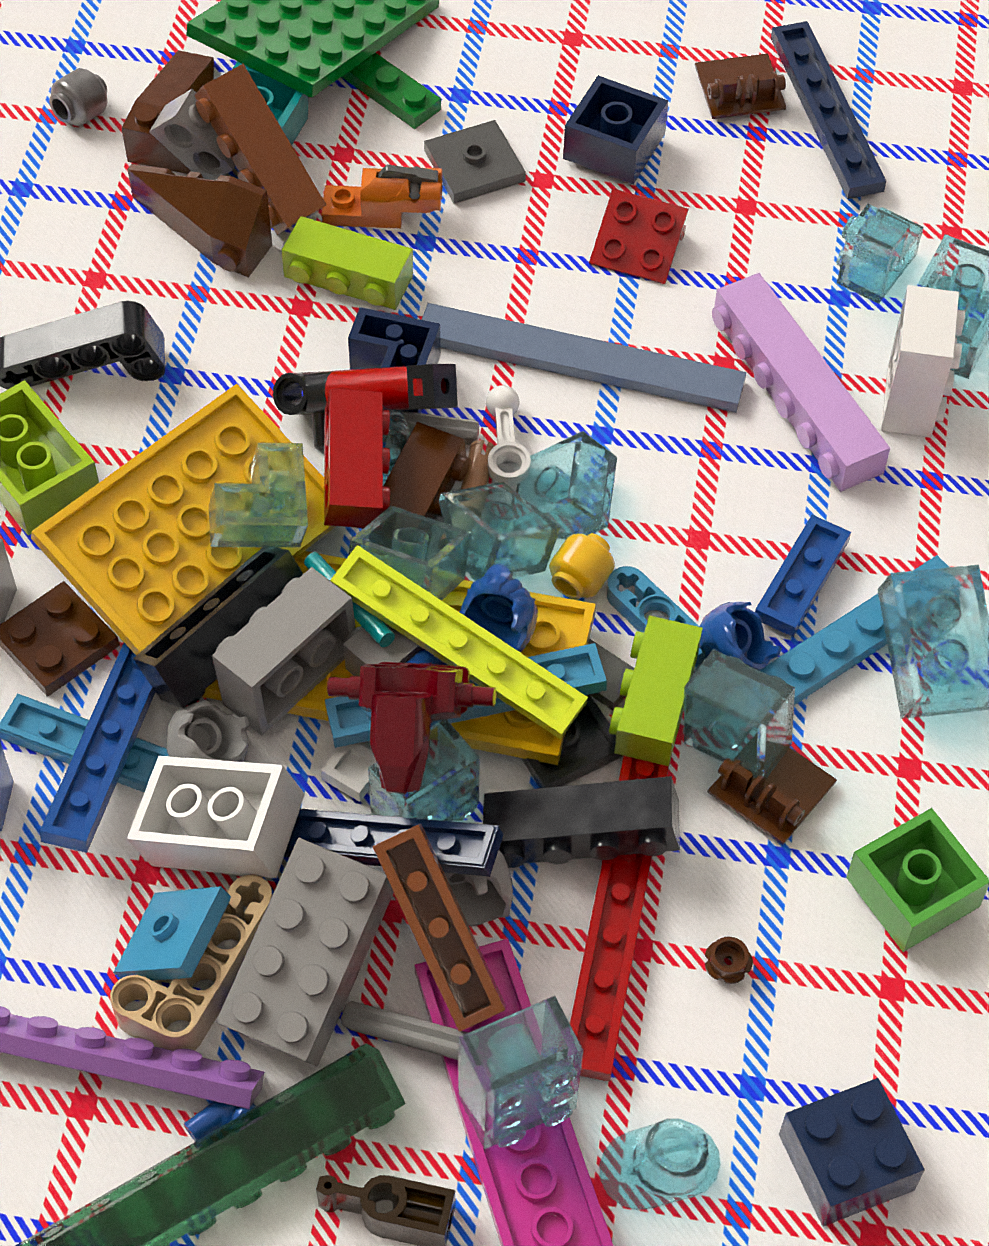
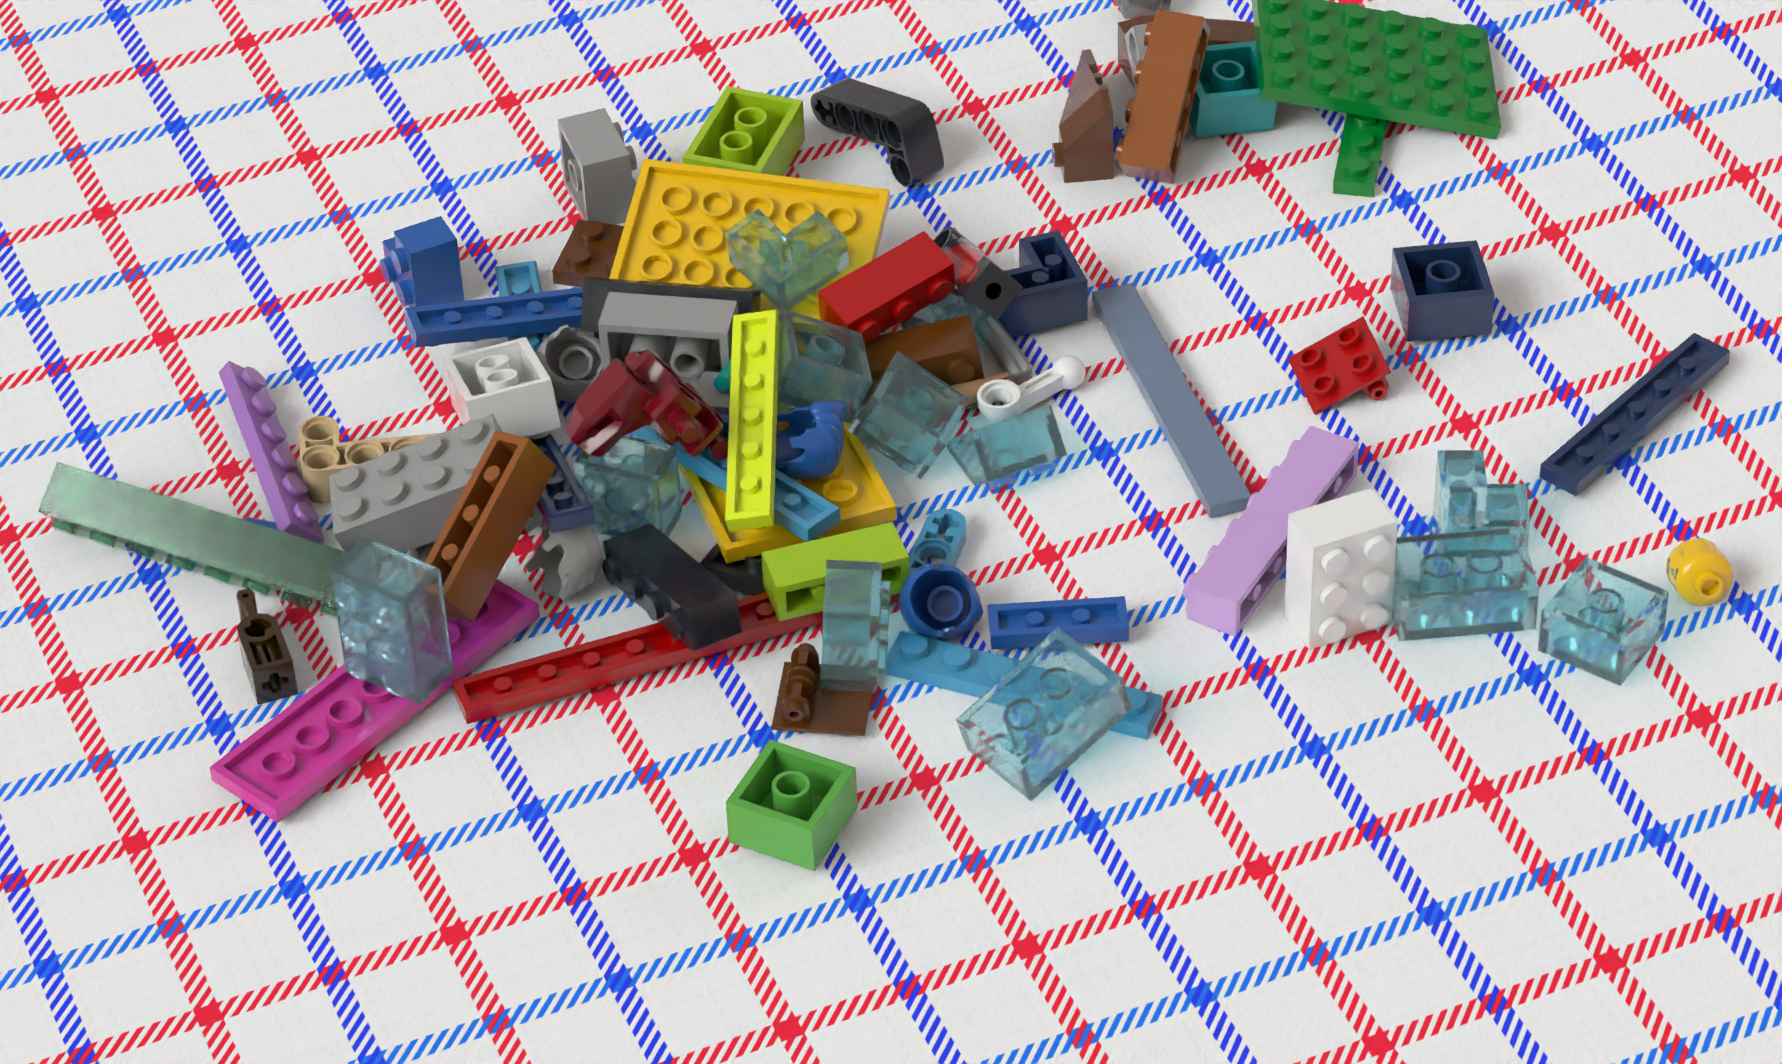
camera: 60 degrees right, 15 degrees down
(173, 934) = (388, 425): dark azure plate -> none
(347, 262) = (1123, 219): lime brick -> none
(384, 197) = (1218, 203): orange plate -> none
(475, 161) = (1327, 239): dark grey plate -> none
(581, 566) = (933, 485): yellow head -> none
(659, 1164) = (422, 784): clear light blue piece -> none
(728, 948) = (630, 739): reddish brown plate -> none
(741, 86) = (1603, 350): reddish brown hinge -> none
(850, 1151) = (505, 872): dark blue brick -> none

